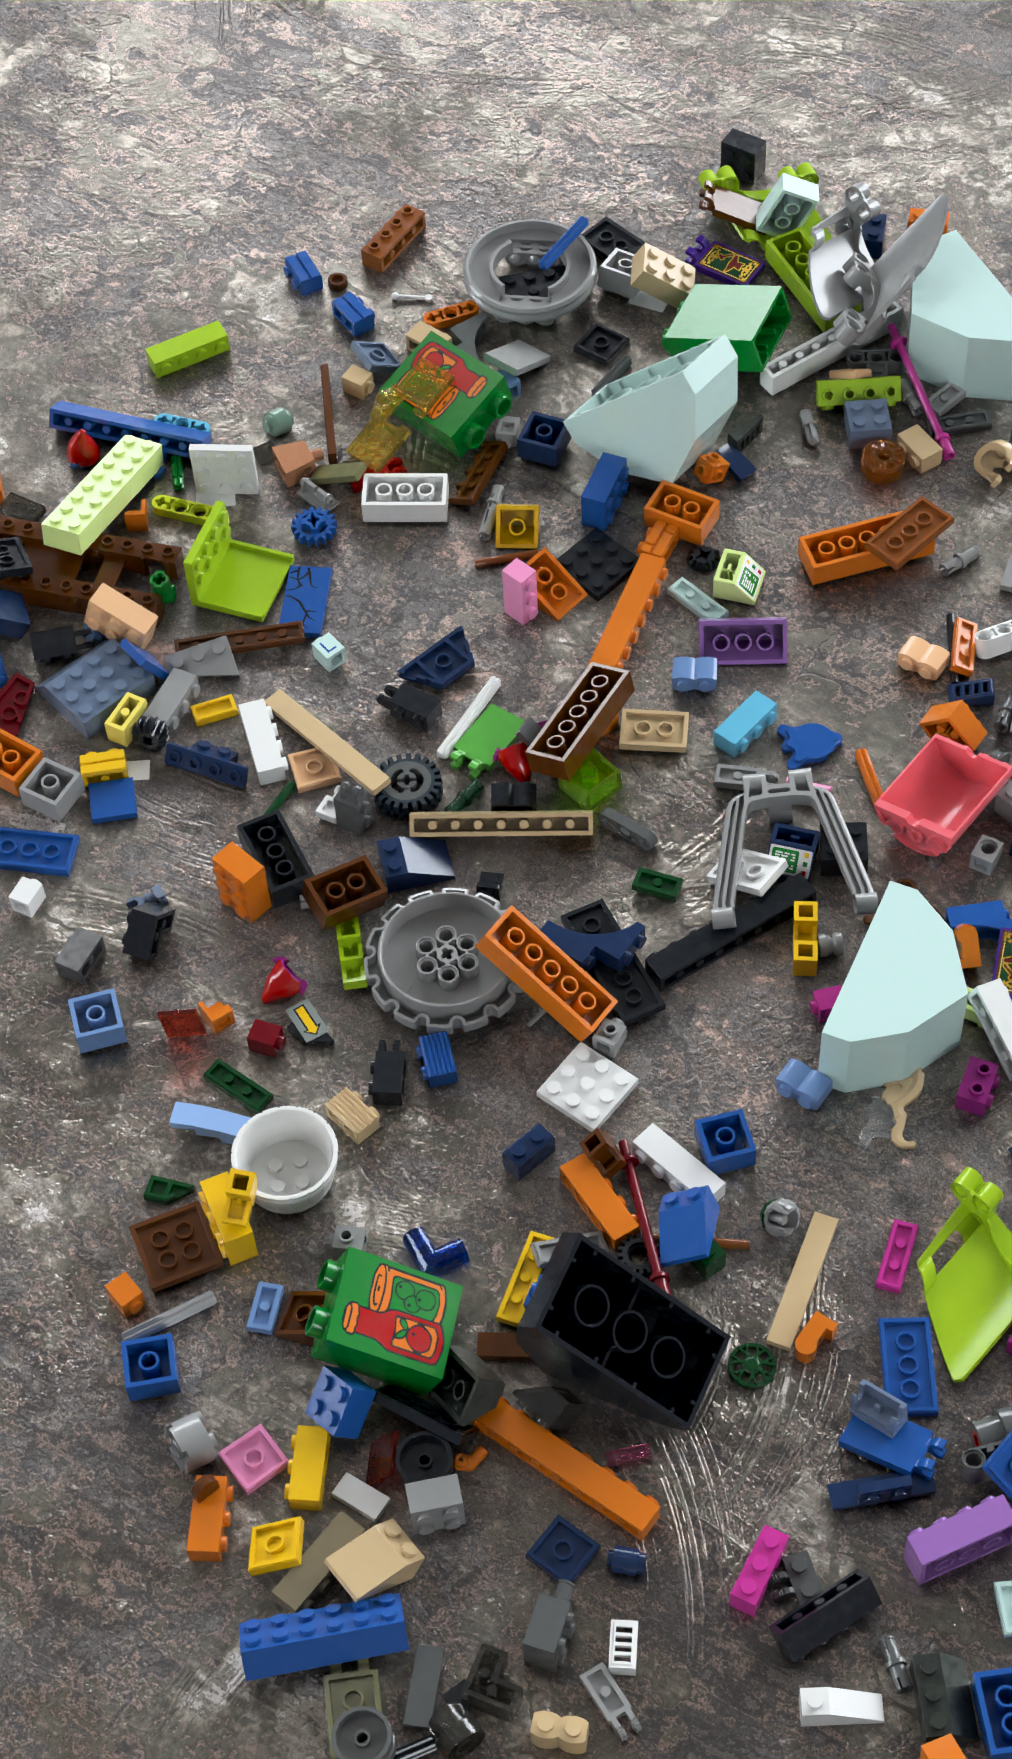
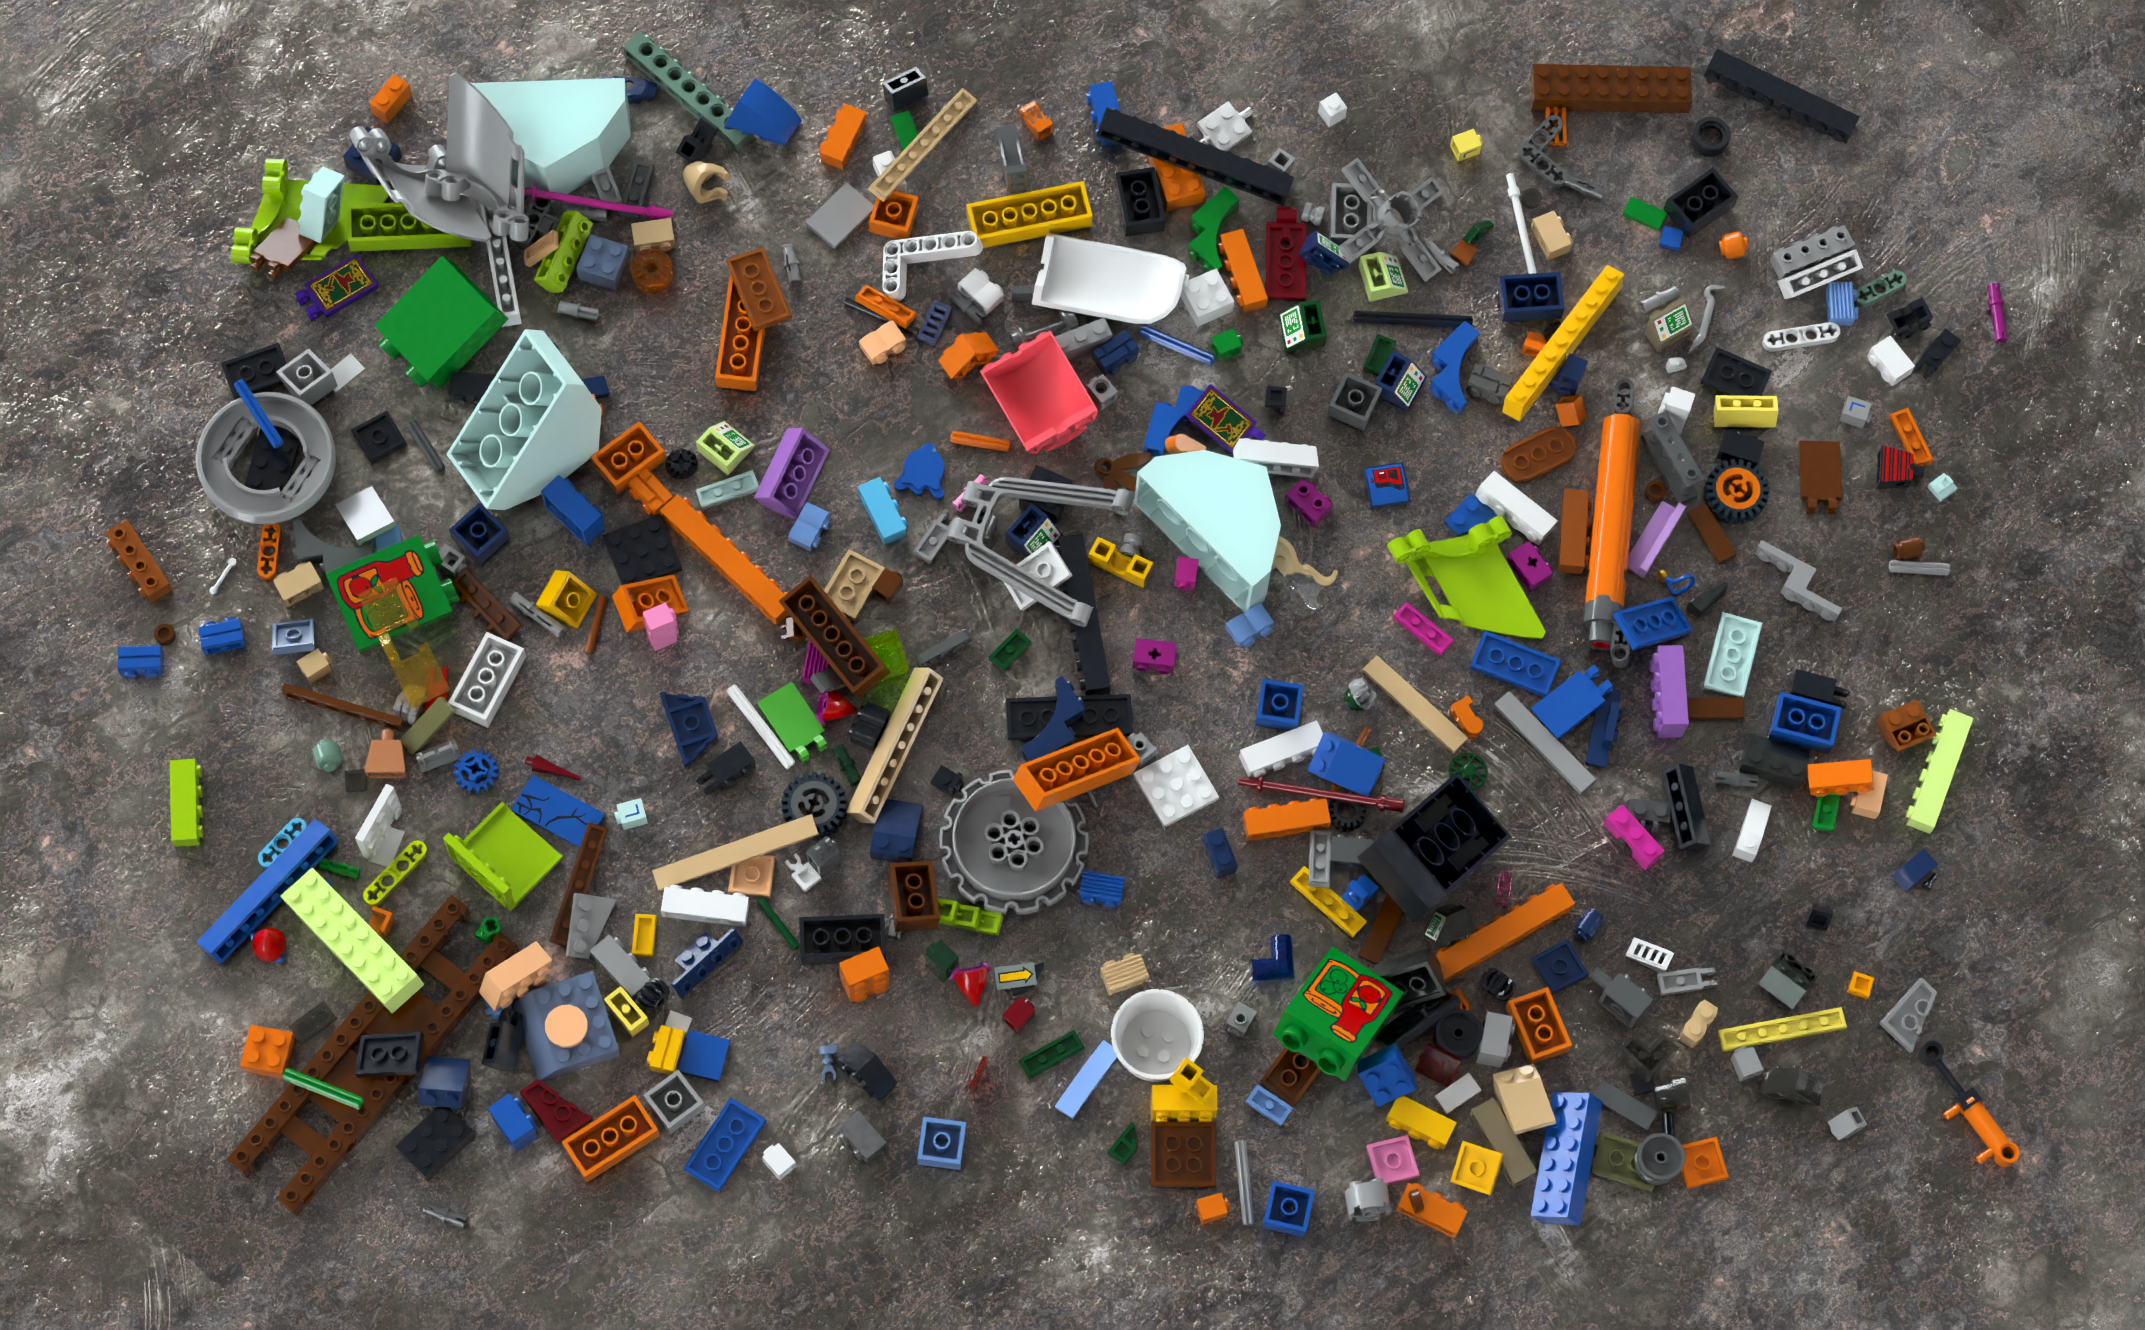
camera: 75 degrees left, 15 degrees up
(85, 671) = (566, 1026): none -> light nougat tile
(144, 659) = (569, 971): blue tile -> none
(217, 1016) = (975, 1046): orange panel -> none
(291, 943) = (941, 960): none -> clear green brick
(345, 571) = (542, 765): none -> dark red piece
(388, 1076) = (1097, 931): black hinge -> none
(474, 1548) = (1539, 1026): none -> orange brick
(505, 1485) = (1497, 984): none -> black gear
(603, 1152) = (1249, 797): reddish brown brick -> none
(662, 275) = (340, 348): tan brick -> none
(669, 758) = (887, 585): none -> reddish brown brick
(720, 1010) = (1164, 652): none -> magenta brick
(744, 154) = (216, 210): black brick -> none
(826, 1435) = (1544, 742): none -> light grey tile
(878, 1409) = (1549, 698): sand blue hinge -> none
(972, 1604) = (1715, 708): none -> reddish brown tile

